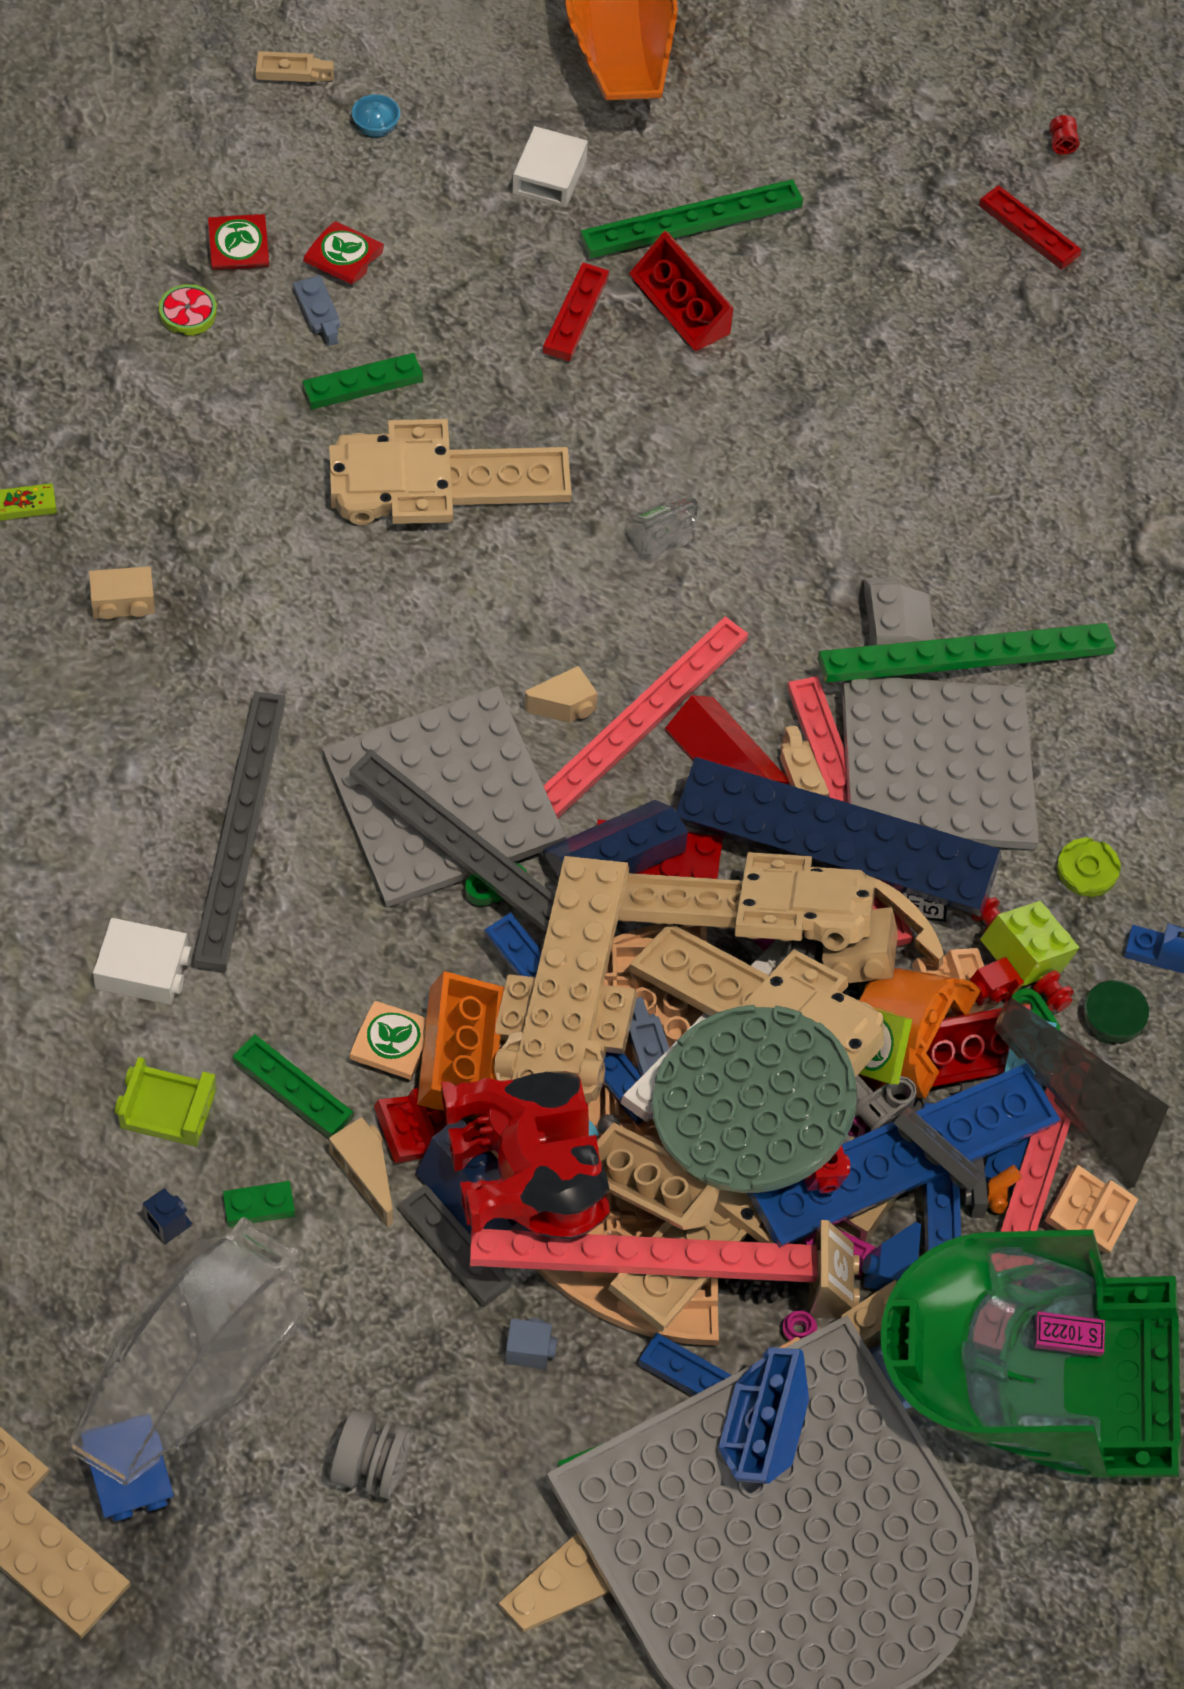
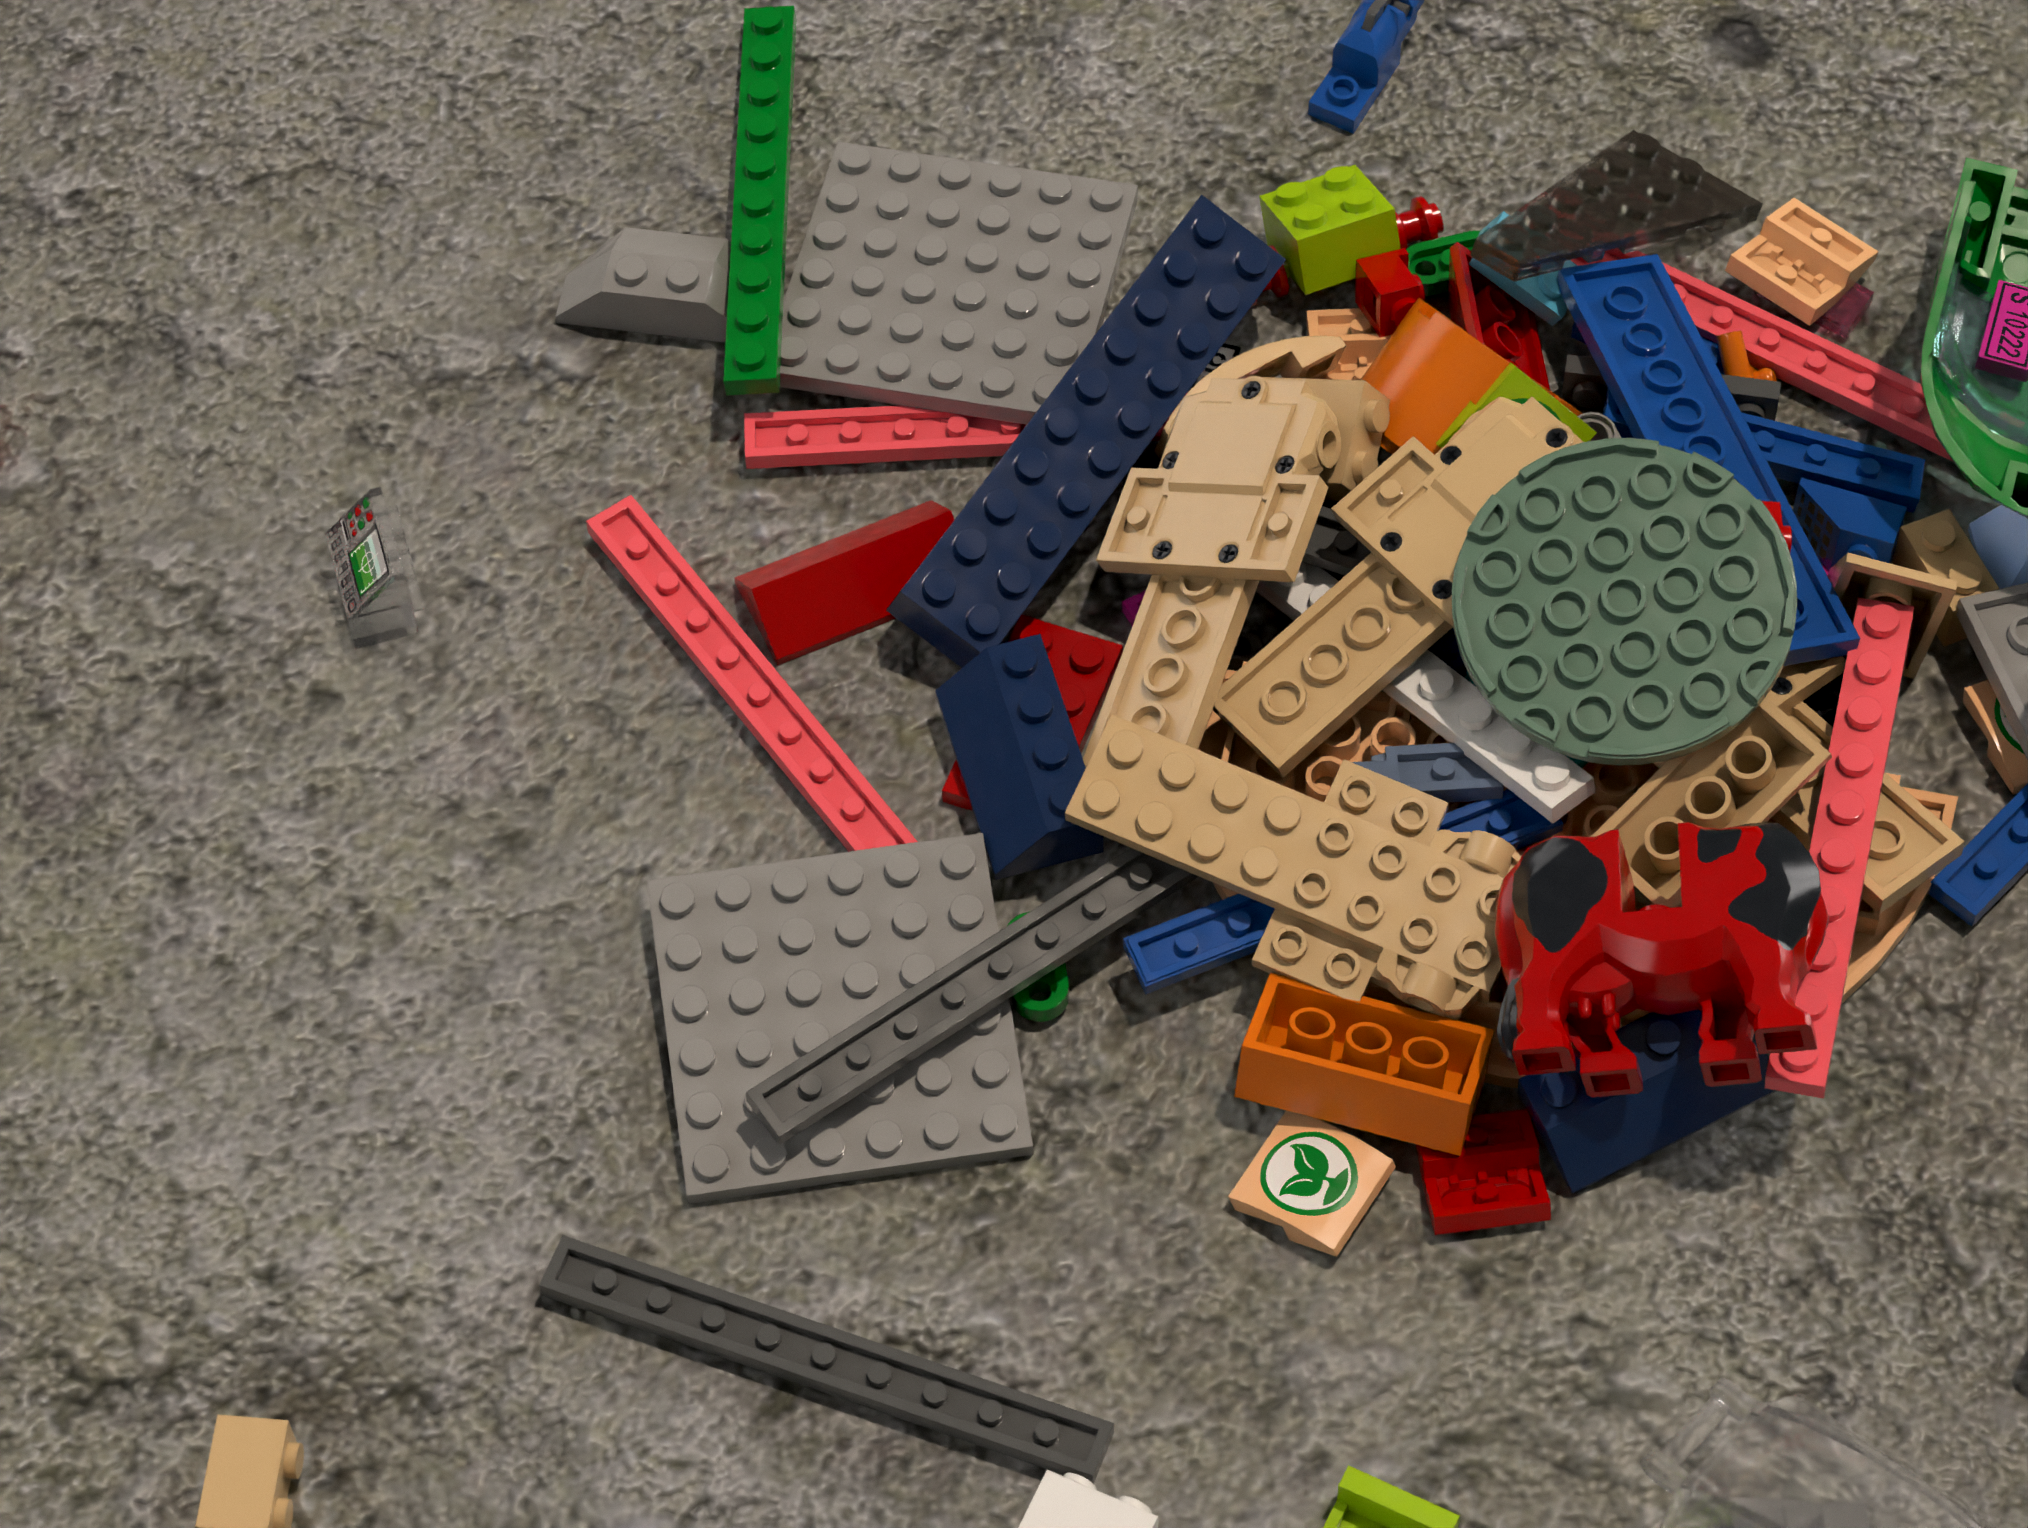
camera: 70 degrees left, 0 degrees up
(259, 1203) = (1591, 1450): green plate -> none
(292, 1086) = (1375, 1355): green plate -> none
(362, 1159) = (1554, 1260): tan slope -> none
(423, 478) = (150, 929): tan piece -> none
(452, 1244) = (1721, 1154): dark grey plate -> none
(530, 1343) = (1922, 1070): sand blue brick -> none
(562, 697) = (684, 790): tan slope -> none
(798, 1318) = (1939, 676): dark pink plate -> none
(800, 763) = (912, 475): tan hinge -> none
(938, 1149) = (1717, 399): dark grey plate -> none
(1088, 867) = (1186, 138): lime tile -> none
(1115, 1011) = (1457, 158): dark green tile -> none

